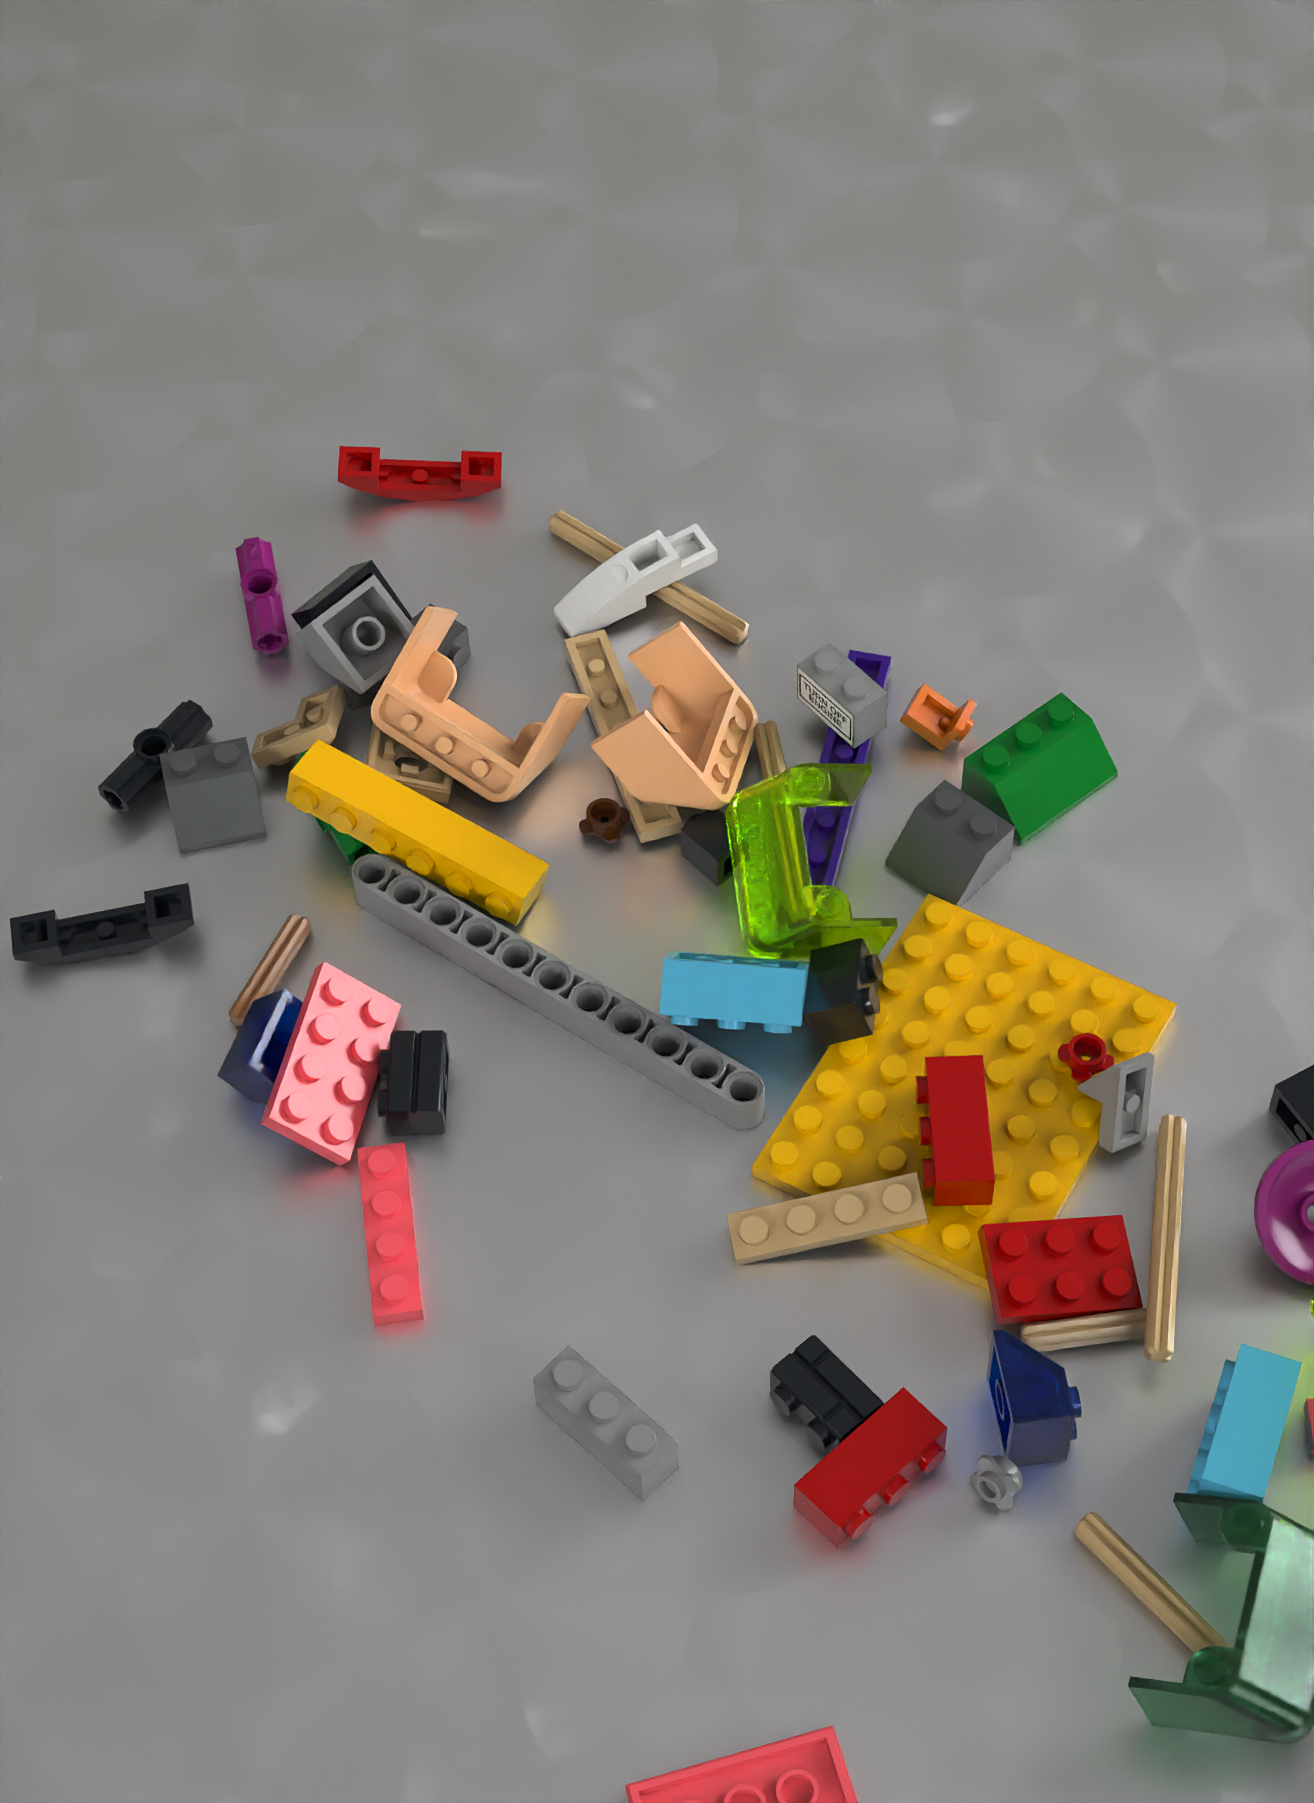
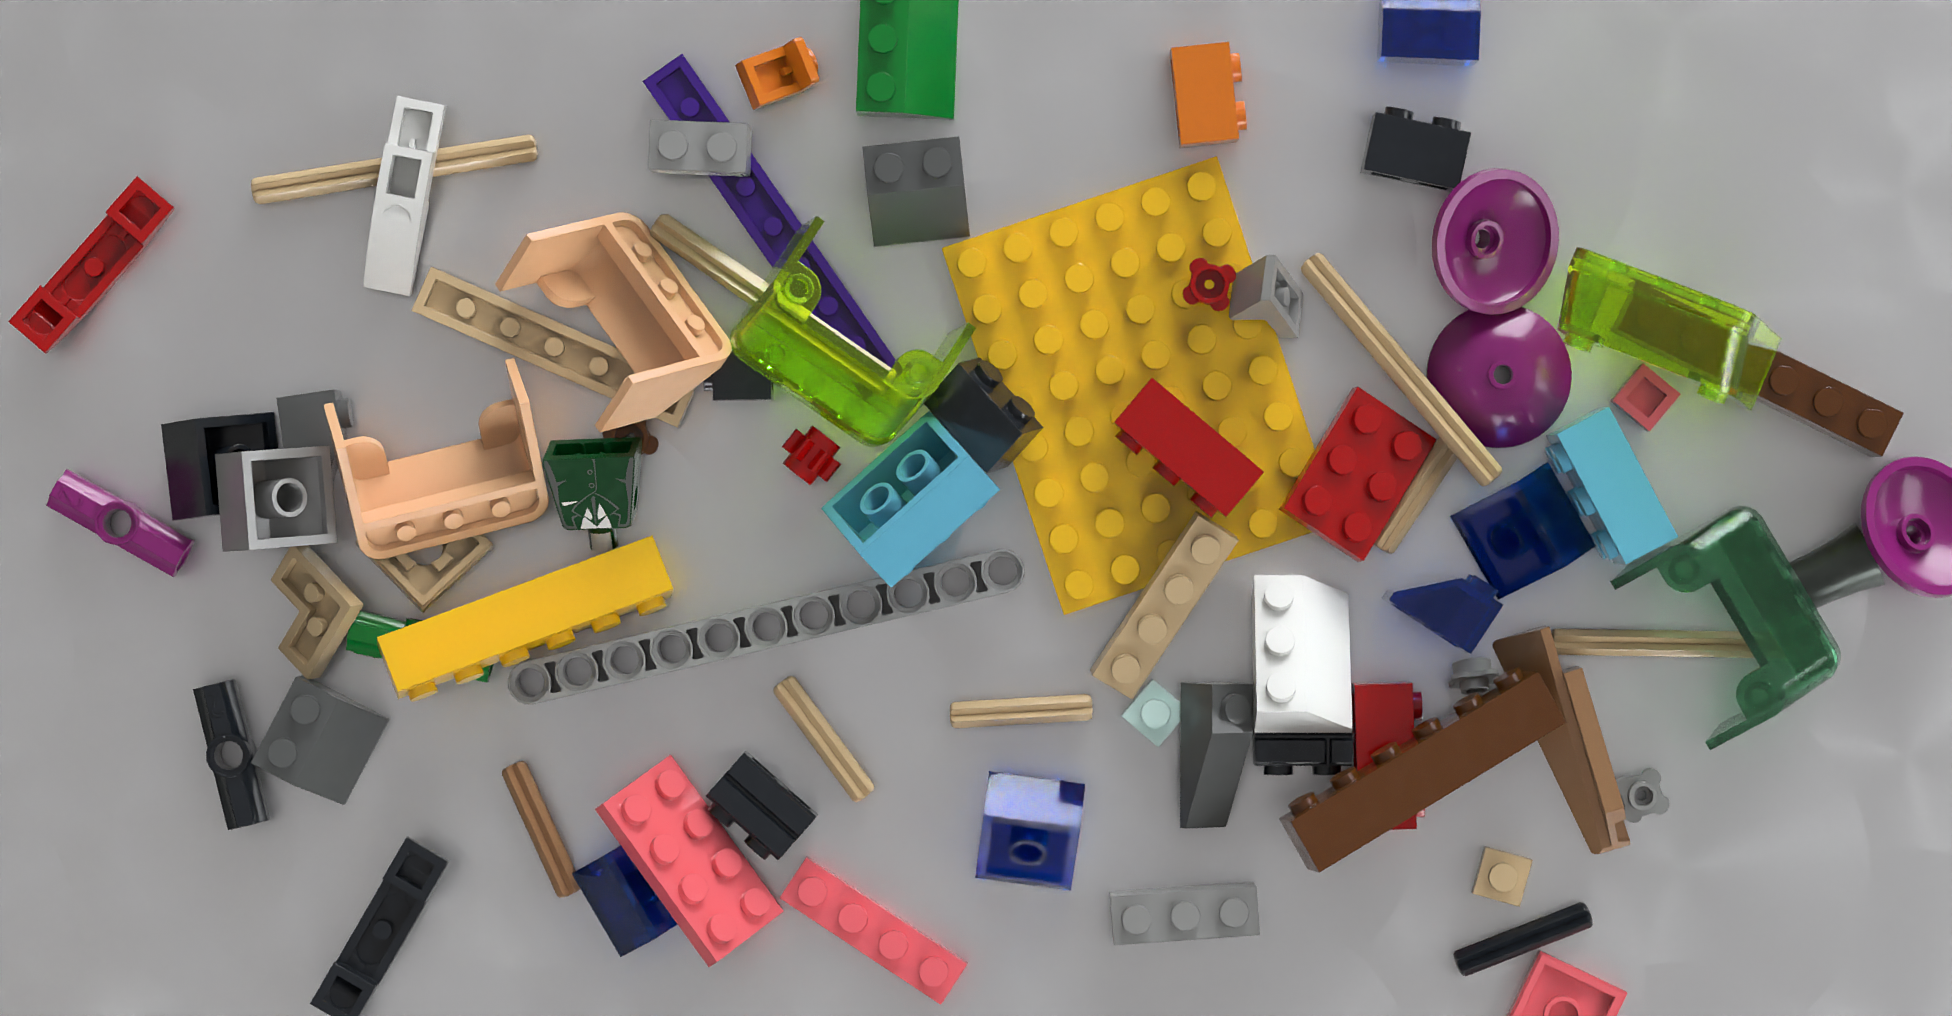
camera: 50 degrees left, 35 degrees up
(505, 1090) = (823, 739): none -> tan axle
(552, 811) = (595, 485): none -> dark green torso
(566, 1268) = (1030, 830): none -> clear blue slope
(652, 1198) = (1021, 711): none -> tan axle
(703, 922) = (811, 455): none -> red gear
(740, 1288) = (1154, 713): none -> light aqua plate
(751, 1340) = (1212, 749): none -> dark grey slope
(829, 1705) = (1523, 939): none -> black axle
(863, 1645) = (1501, 876): none -> tan plate
(884, 1329) = (1300, 656): none -> white slope
(890, 1477) = (1422, 769): none -> reddish brown brick
(1026, 1596) = (1577, 747): none -> medium nougat wedge
(1035, 1710) = (1654, 800): none -> light grey plate
(1144, 1421) = (1523, 531): none -> clear blue slope
(1208, 962) = (1206, 94): none -> orange brick
(1213, 1326) = (1464, 367): none -> magenta dish

